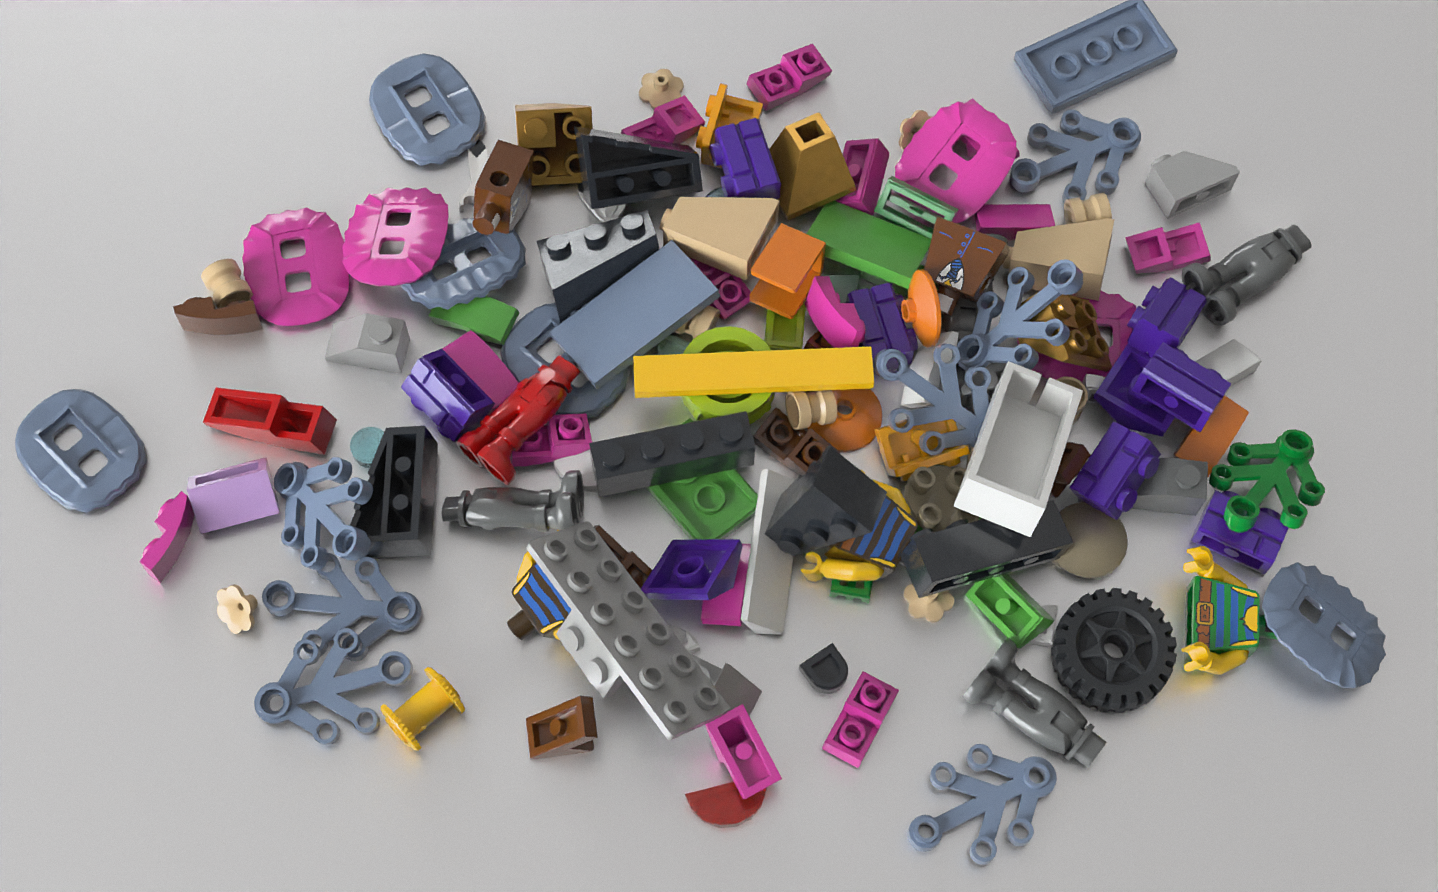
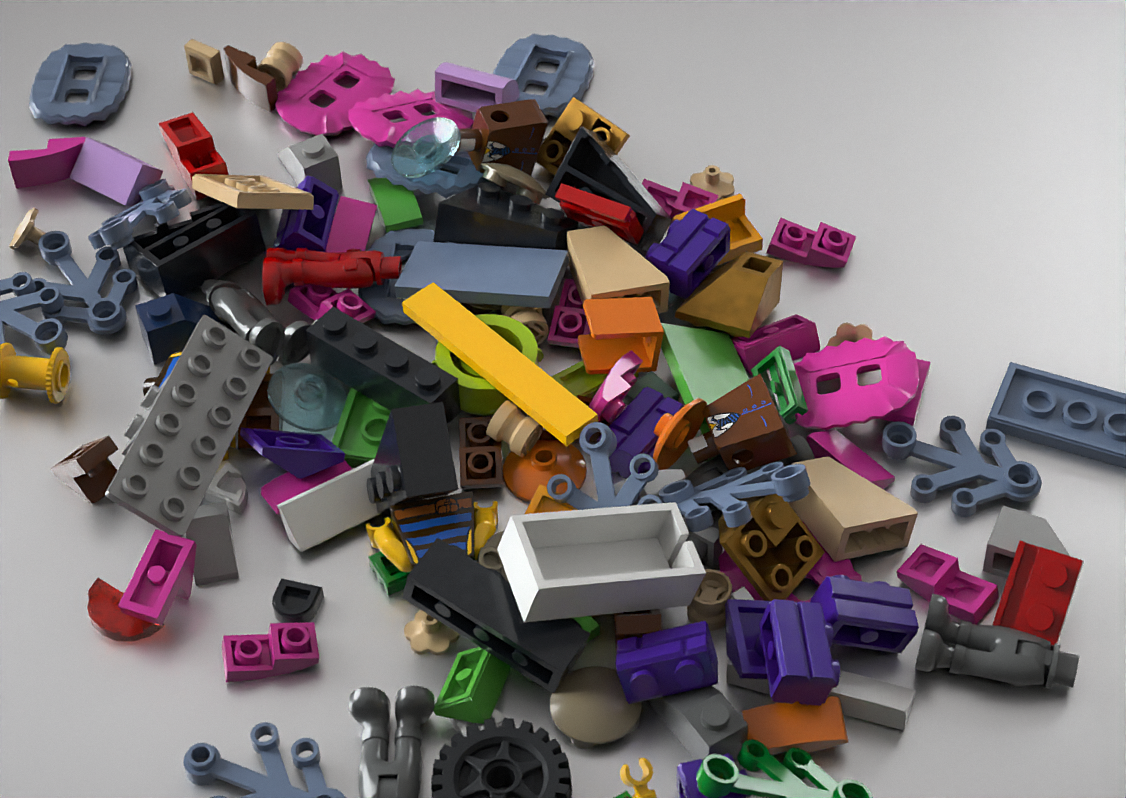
camera: 55 degrees right, 20 degrees down
(160, 336) = (204, 61): none -> tan tile
(396, 412) = (252, 191): none -> tan tile
(418, 169) = (472, 88): none -> lavender brick
(452, 247) = (425, 147): none -> clear light blue dish
(470, 566) = (169, 323): none -> dark blue slope
(549, 218) = (503, 173): none -> dark tan dish
(633, 524) = (306, 397): none -> clear light blue dish
(681, 184) = (598, 211): none -> red plate
(1087, 210) = (922, 500): tan wheel -> none
(1233, 205) = (1038, 591): none -> red plate

